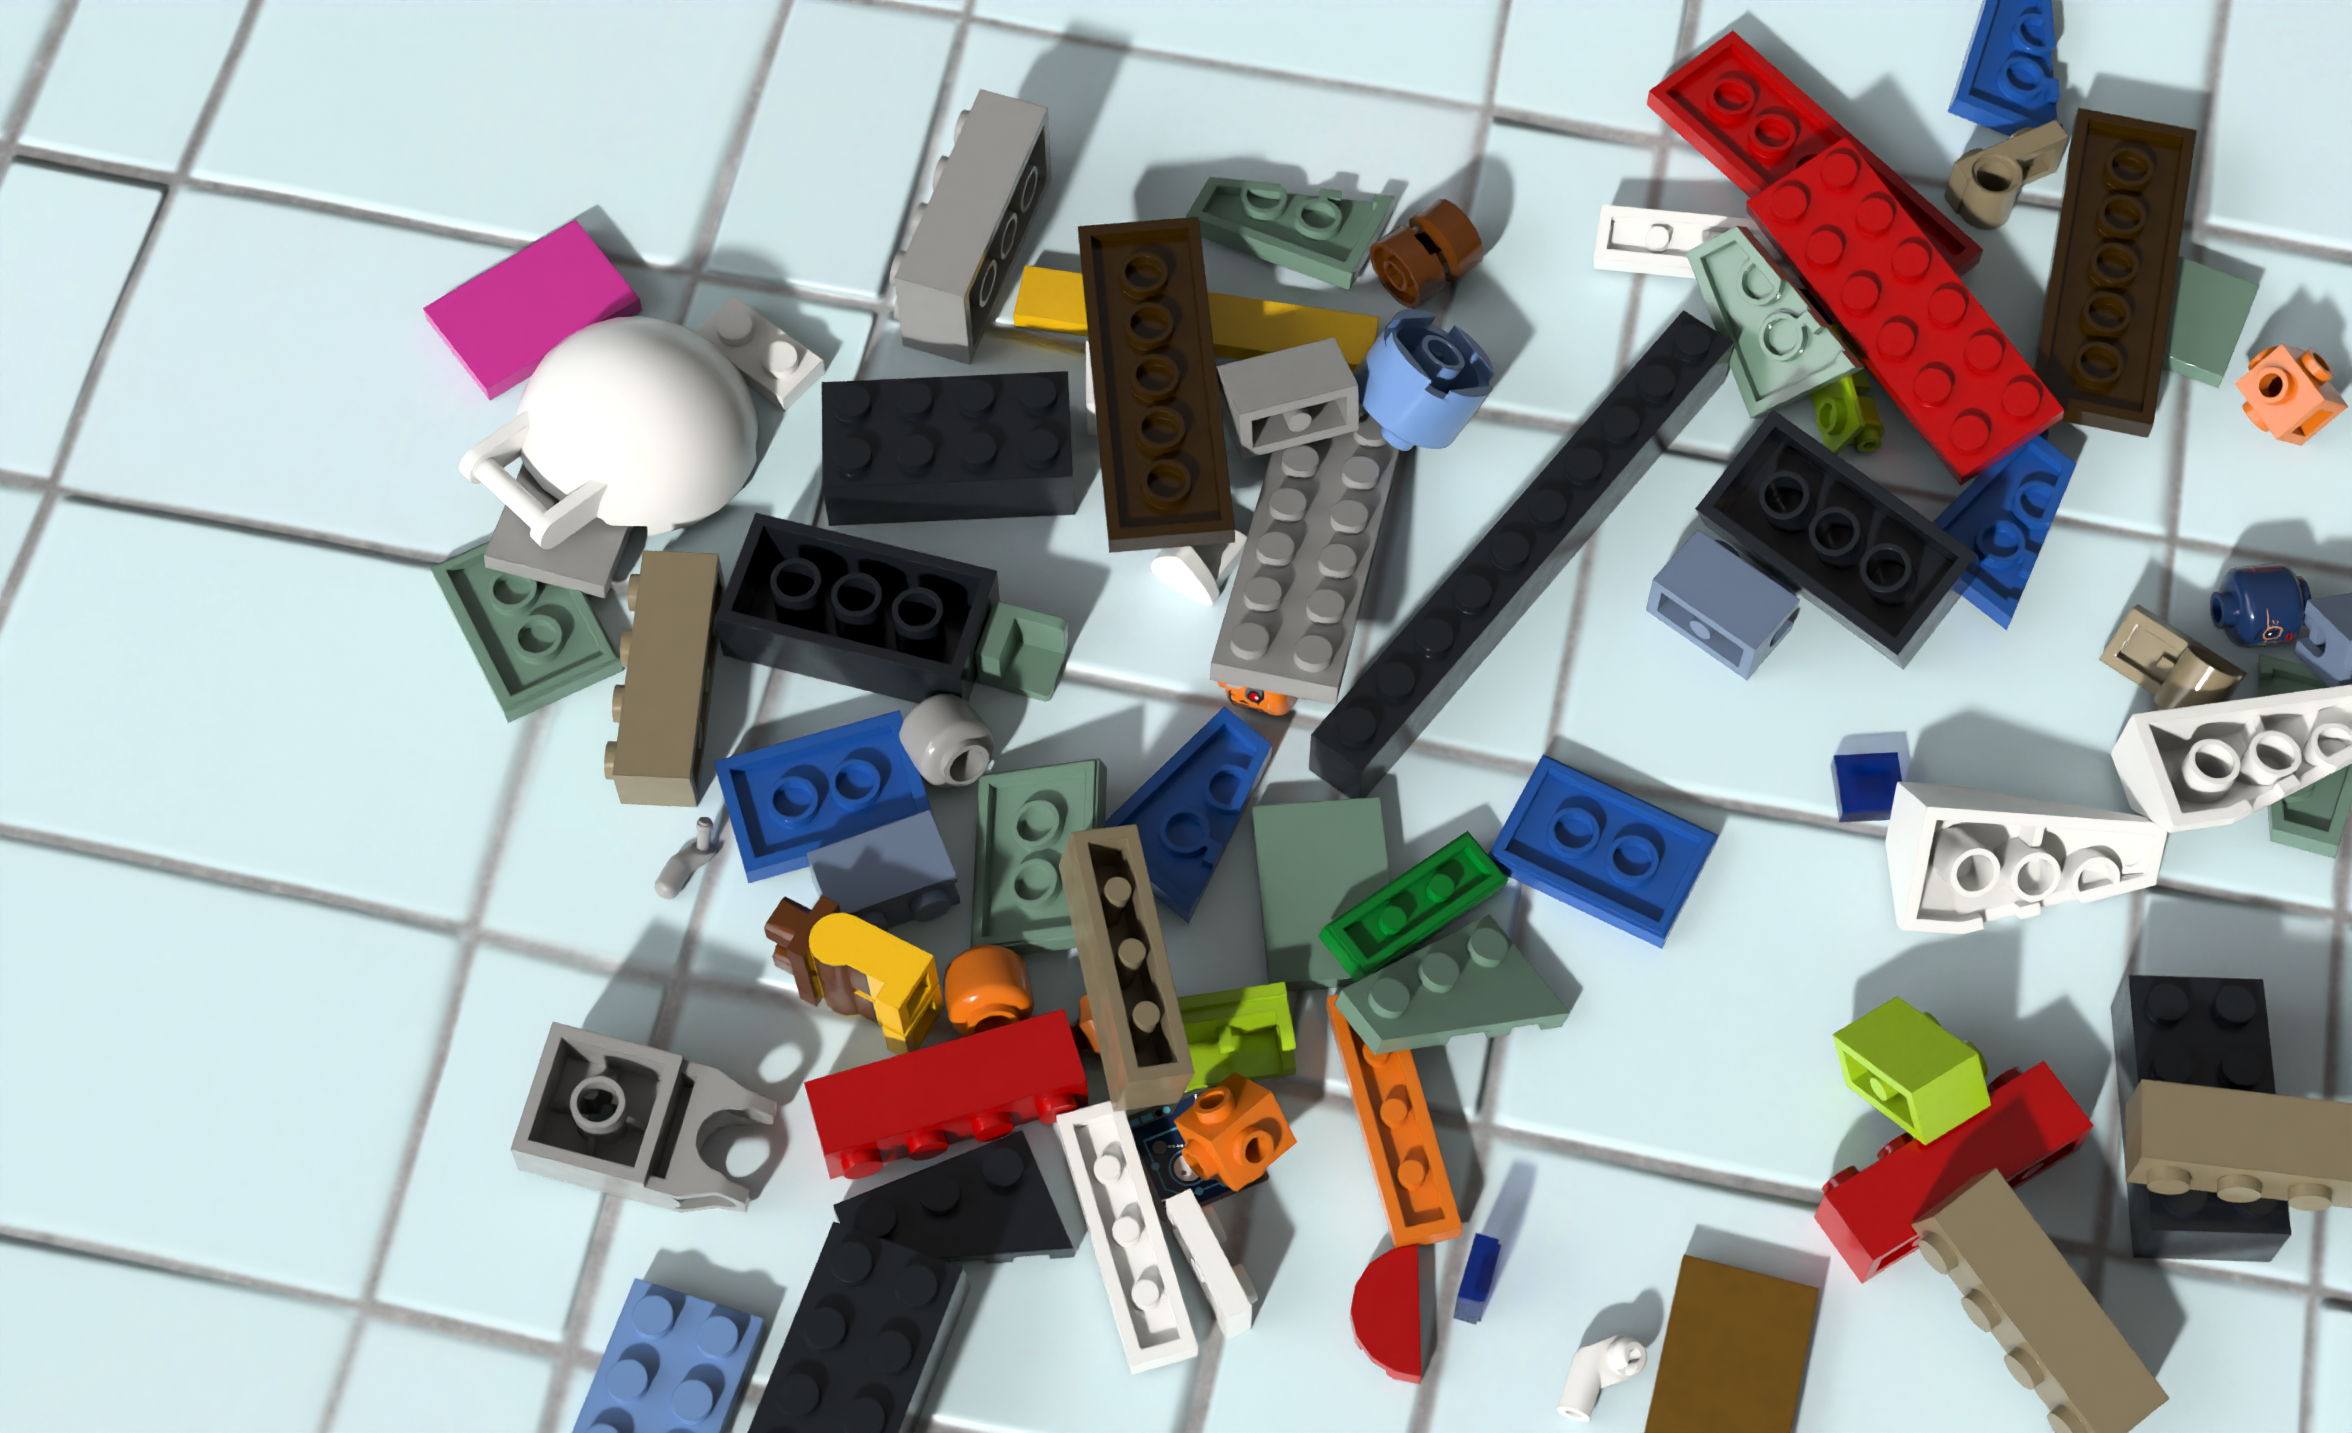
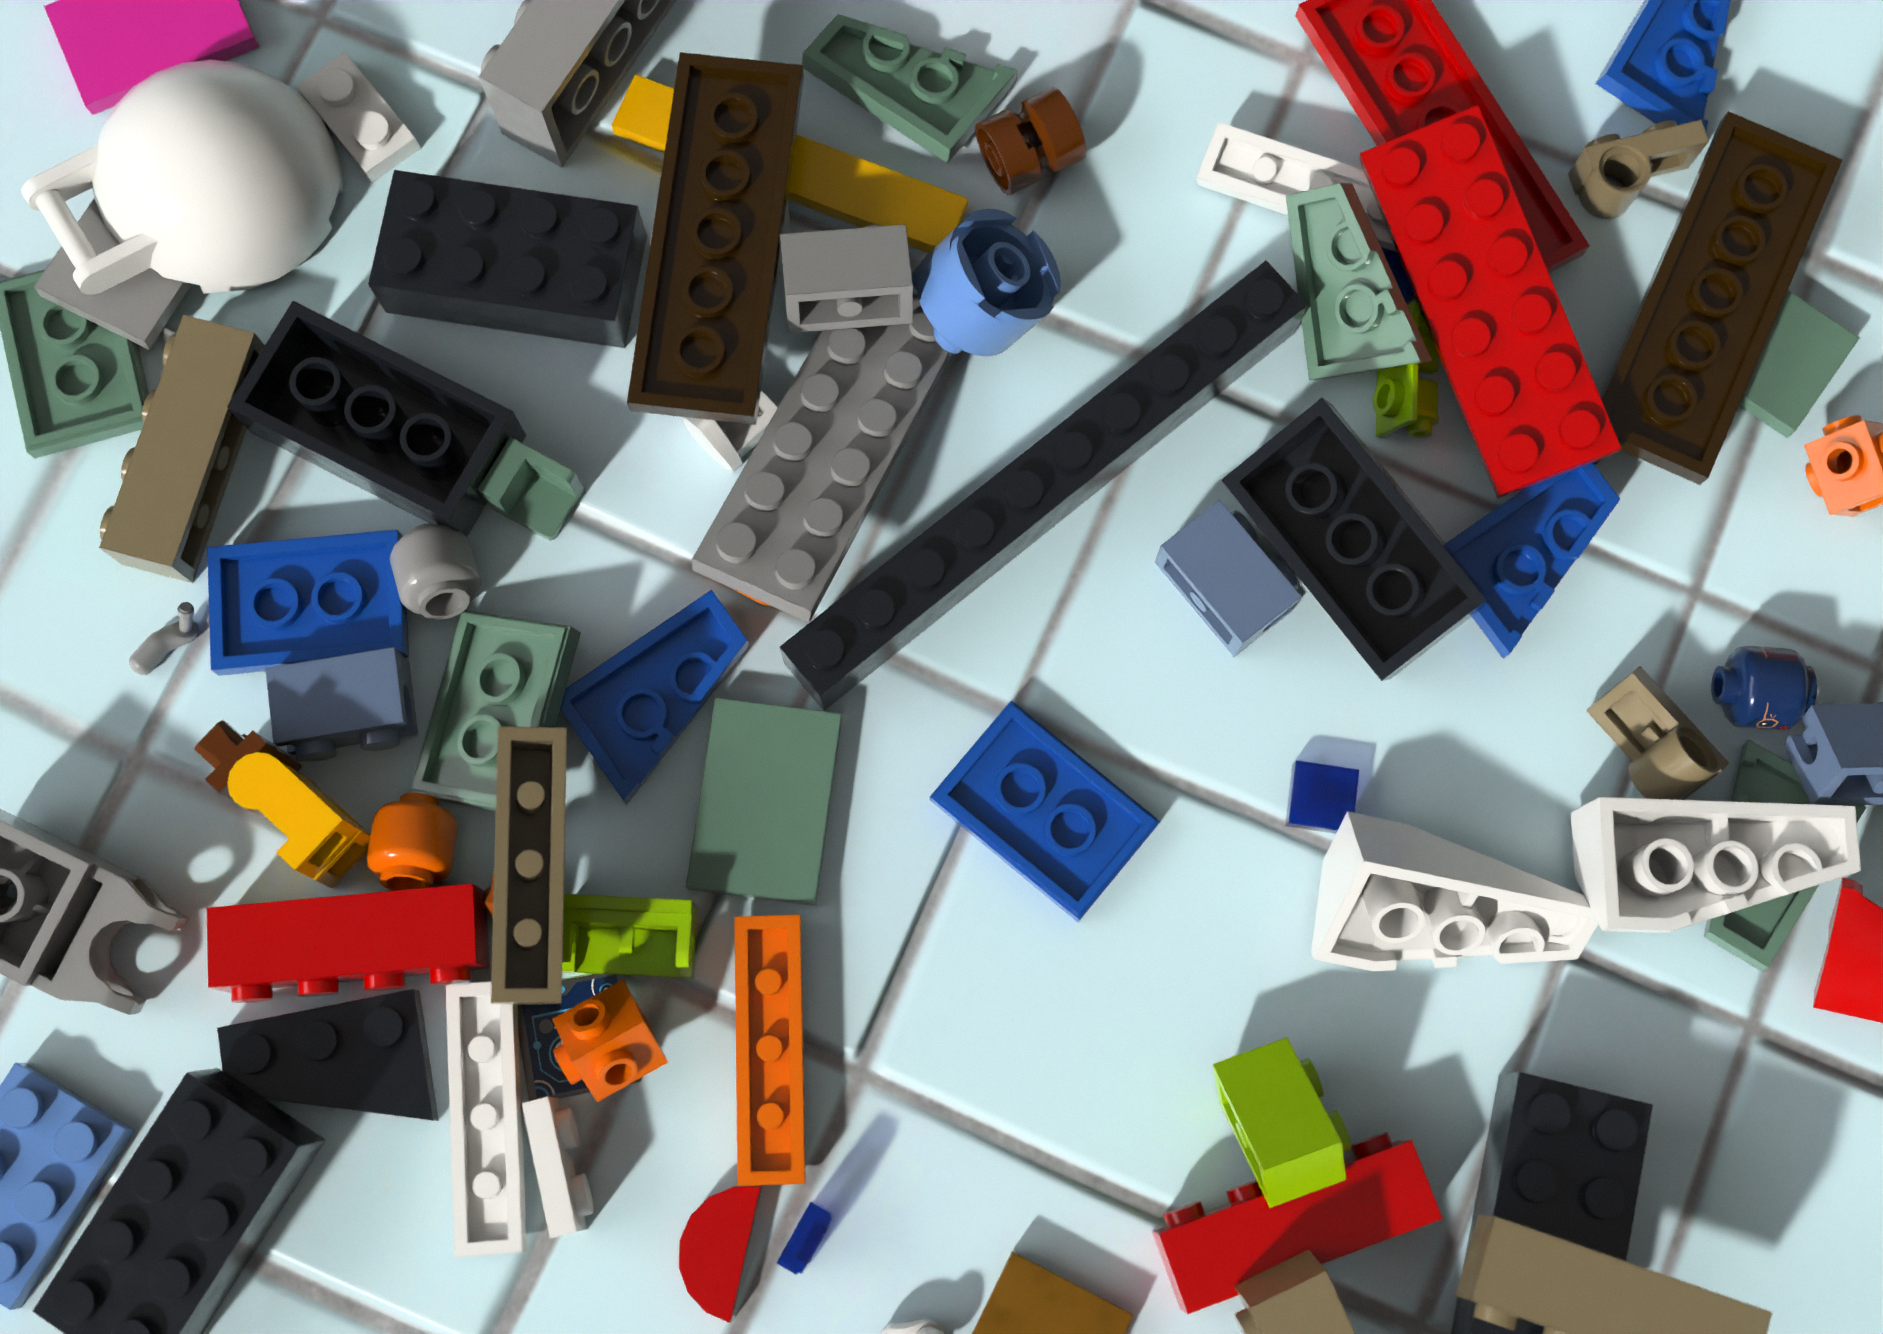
camera: 10 degrees right, 15 degrees up
(1413, 907) = (841, 839): green tile -> none
(1451, 989) = (857, 935): sand green wing -> none

